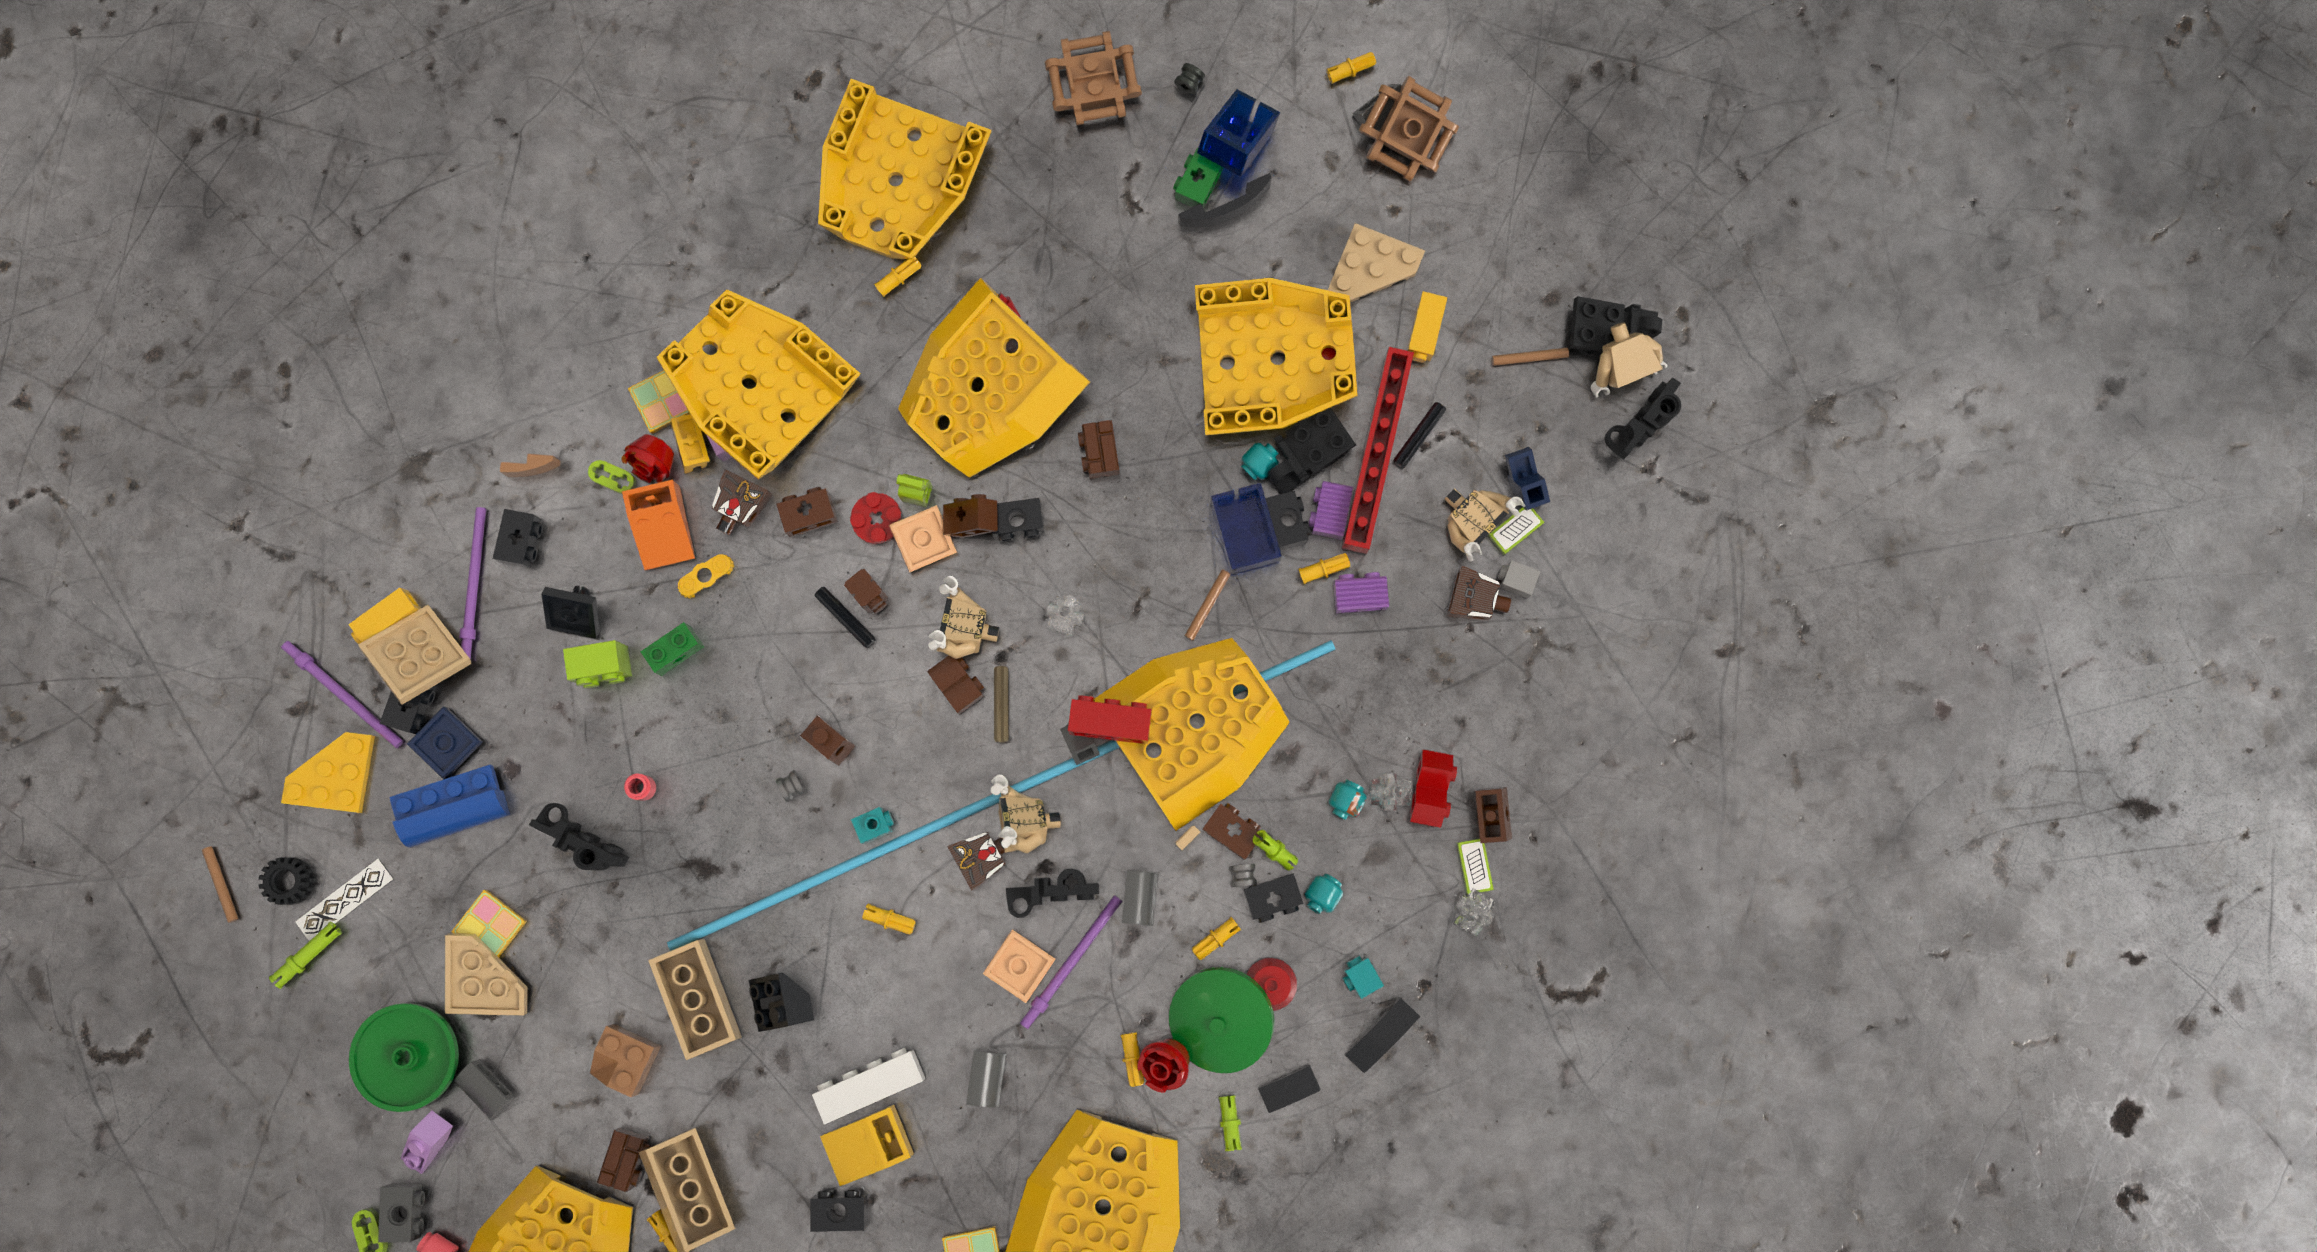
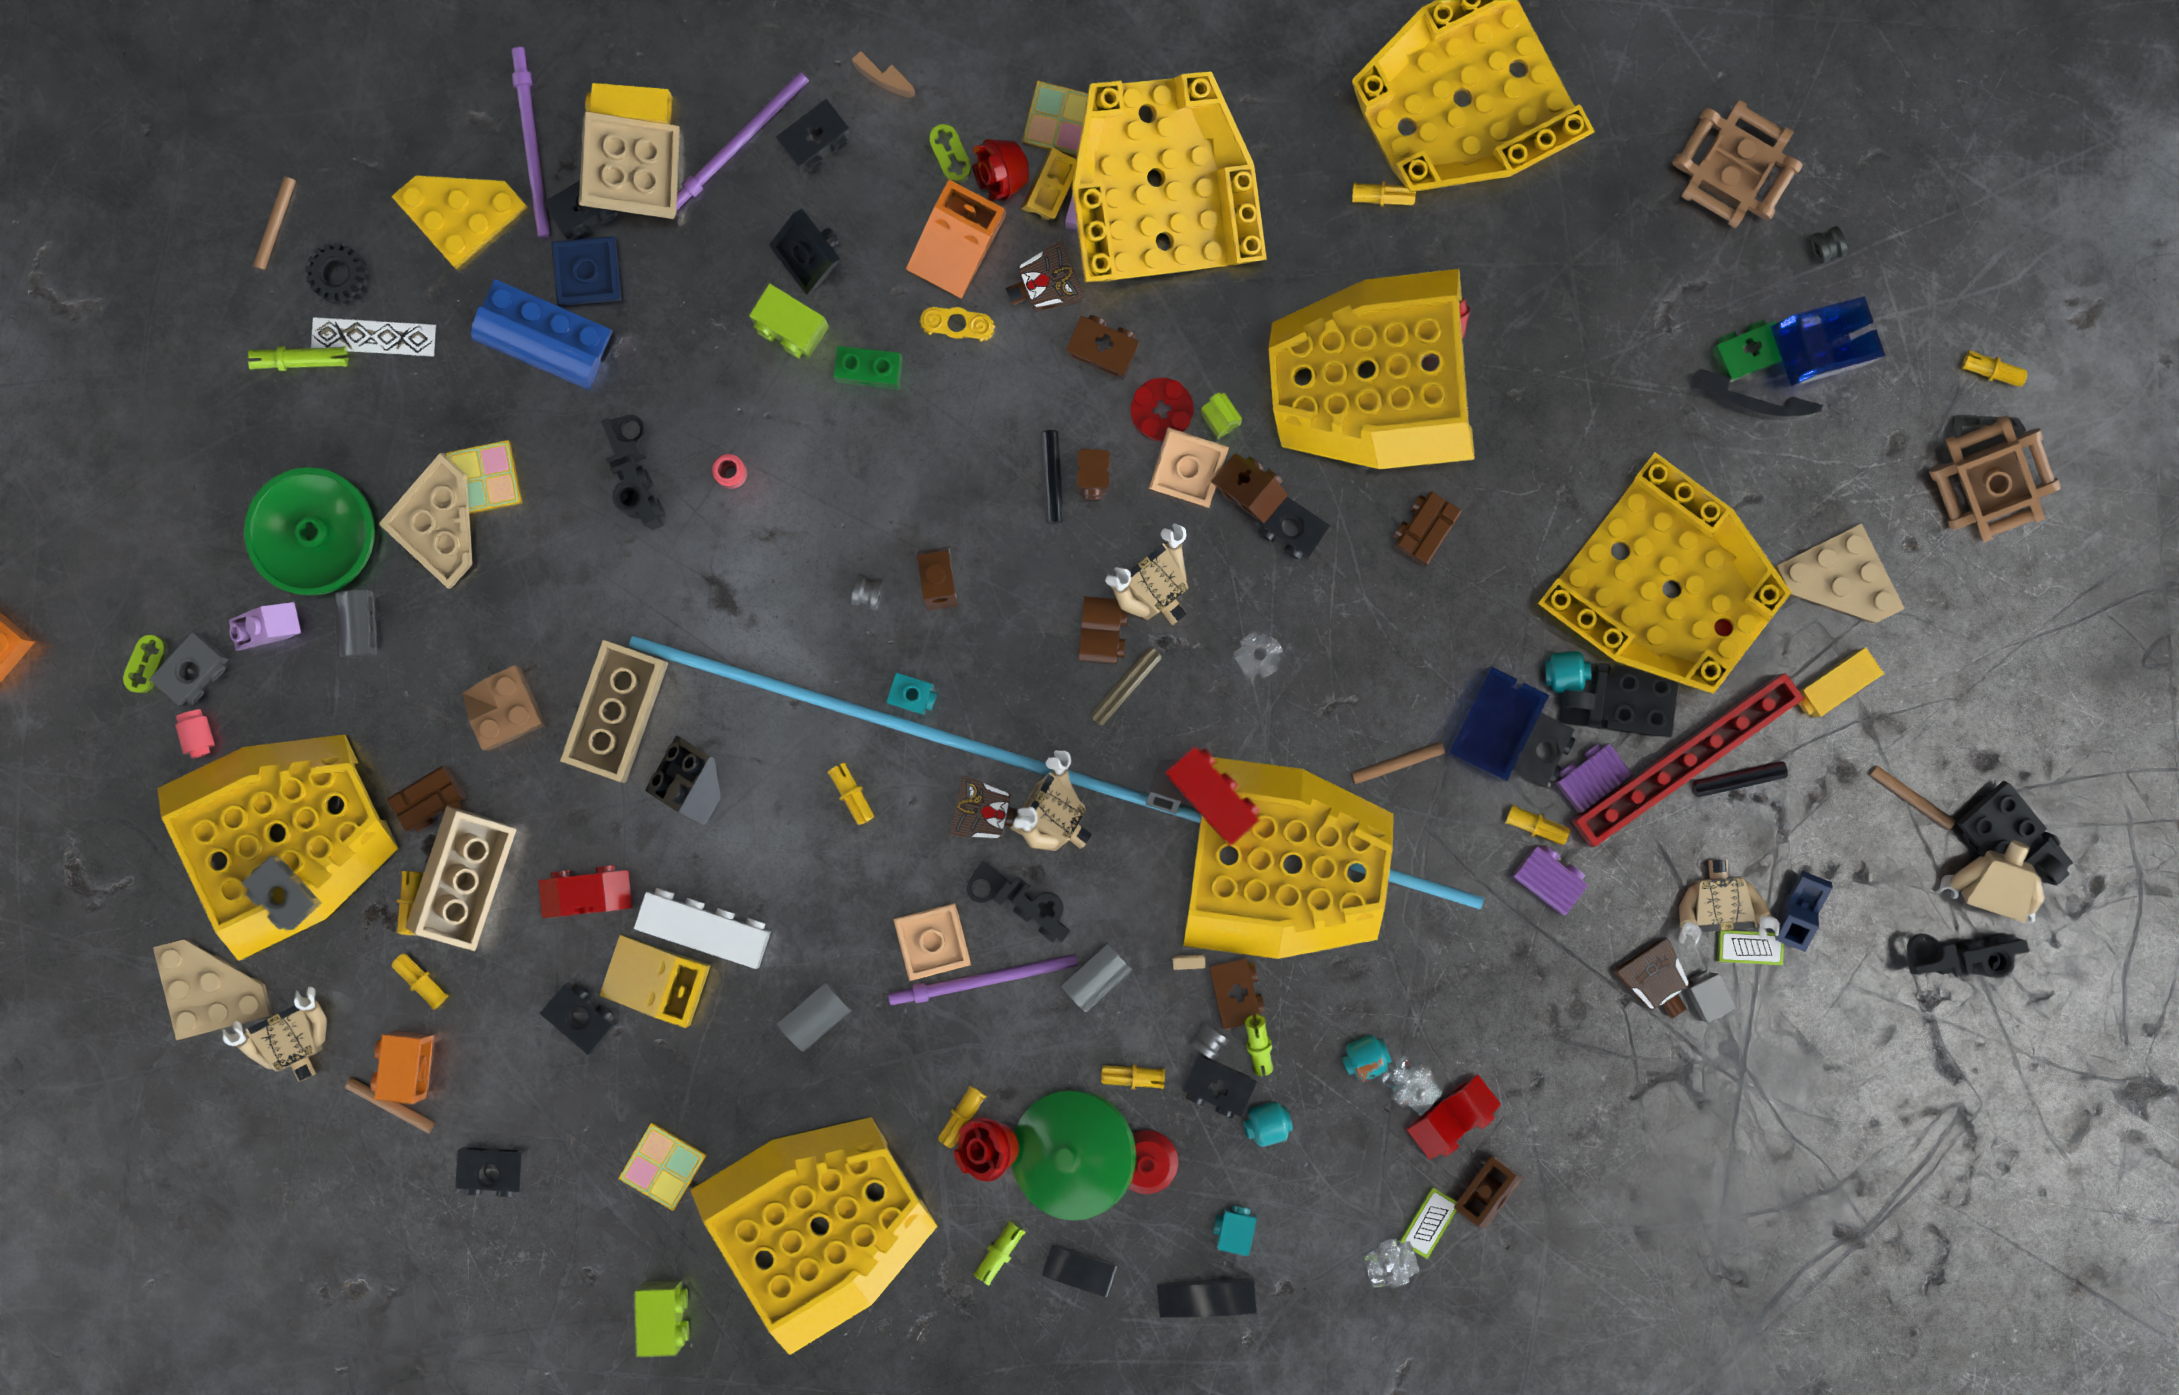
camera: 40 degrees right, 5 degrees up
(774, 1130) = (585, 893): none -> red brick

